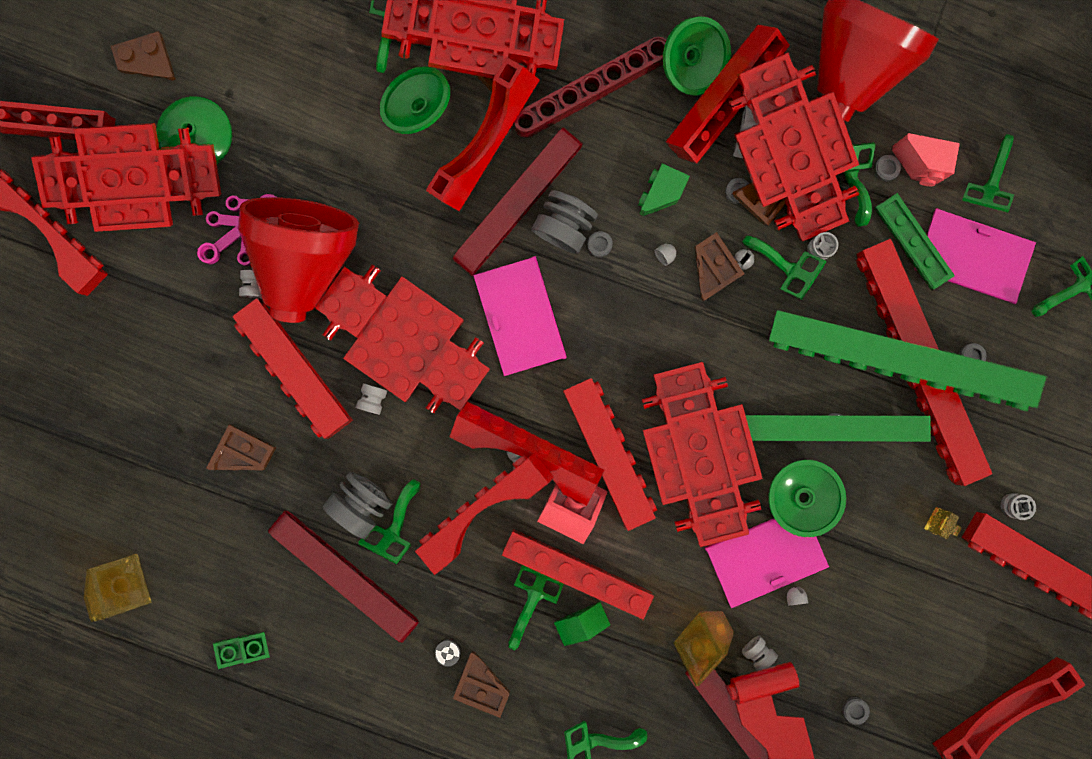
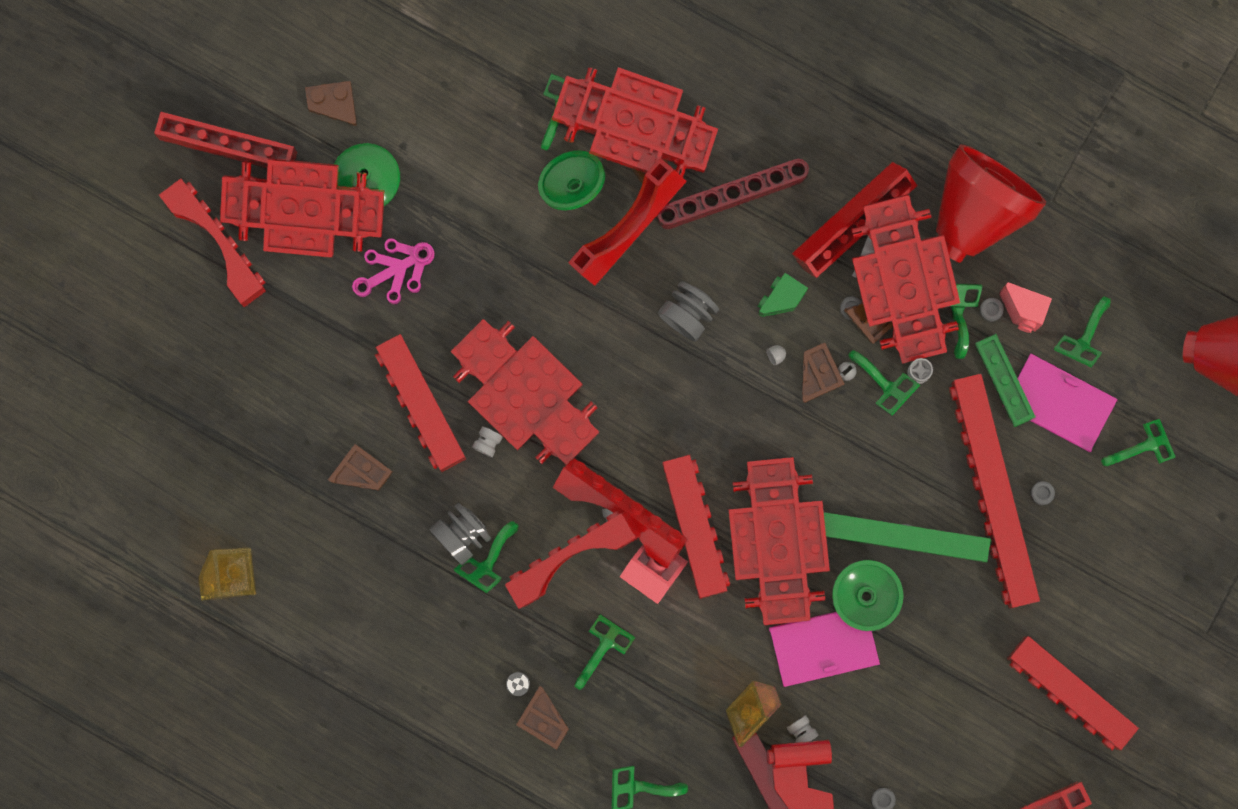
camera: 15 degrees right, 5 degrees down
(241, 650) = (330, 650): green slope -> none
(249, 285) = (397, 321): light grey wheel -> none
(295, 251) = (444, 298): red cone -> none
(343, 576) = (435, 598): dark red beam -> none
(517, 201) = (649, 285): dark red beam -> none
(520, 307) = (636, 383): dark pink container -> none
(578, 574) = (648, 630): red brick -> none
(582, 624) = (645, 678): green slope -> none
(599, 244) = (717, 336): dark grey tile -> none
(708, 54) = (844, 180): green dish -> none
(796, 596) = (845, 686): light grey hinge -> none
(910, 360) = (968, 479): green brick -> none
(943, 523) = (989, 641): clear yellow tile -> none
(1012, 506) = (1057, 636): light grey wheel -> none

